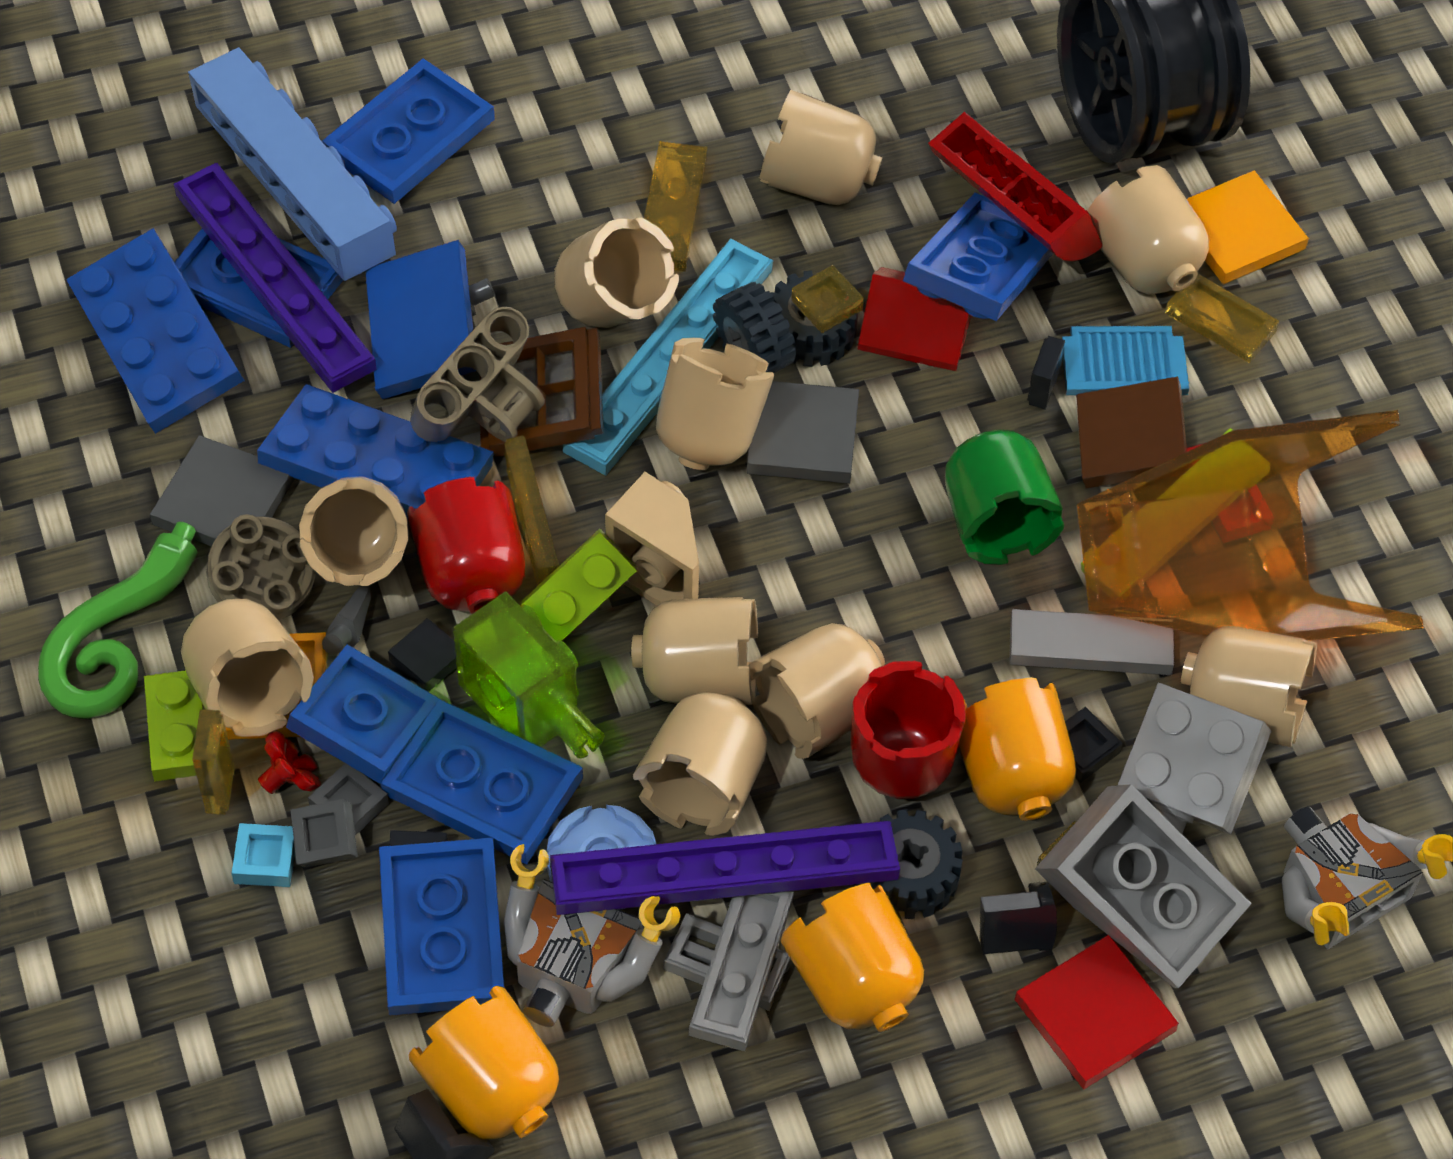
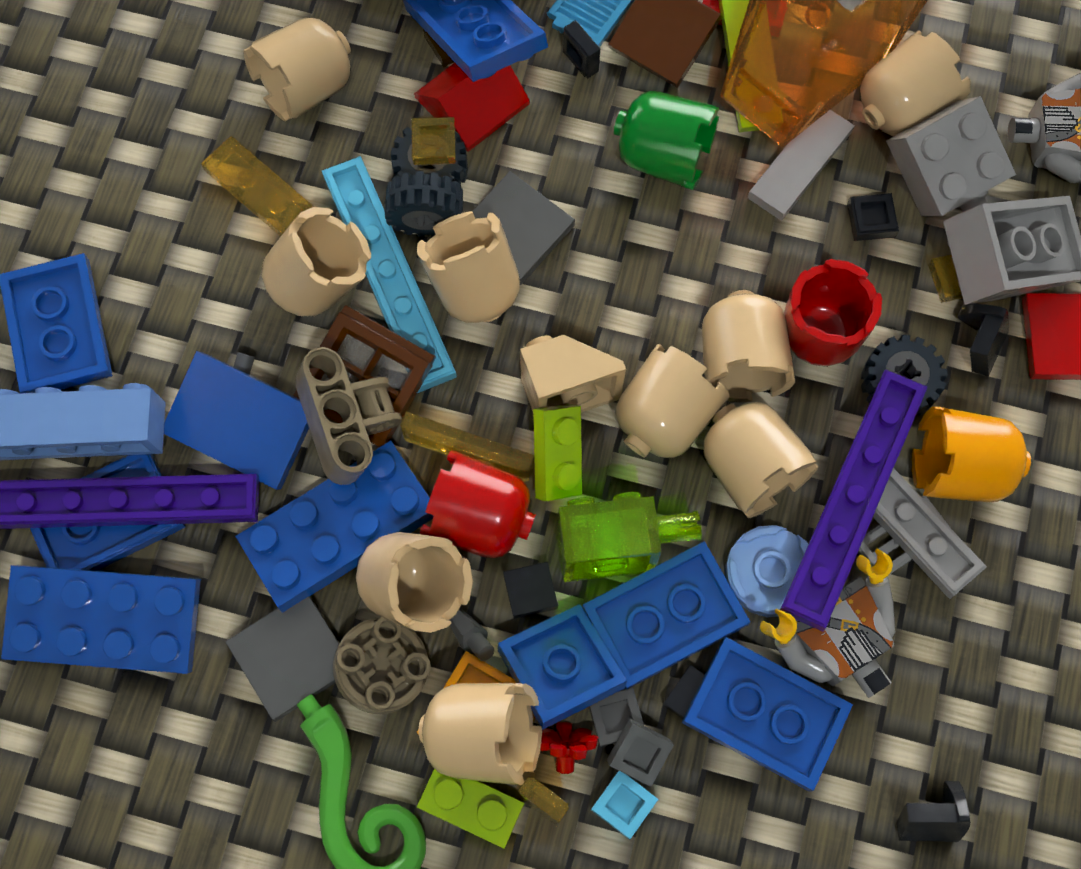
camera: 55 degrees left, 15 degrees up
(489, 1067) = (911, 750): light orange cylinder -> none
(1018, 749) = (882, 247): light orange cylinder -> none

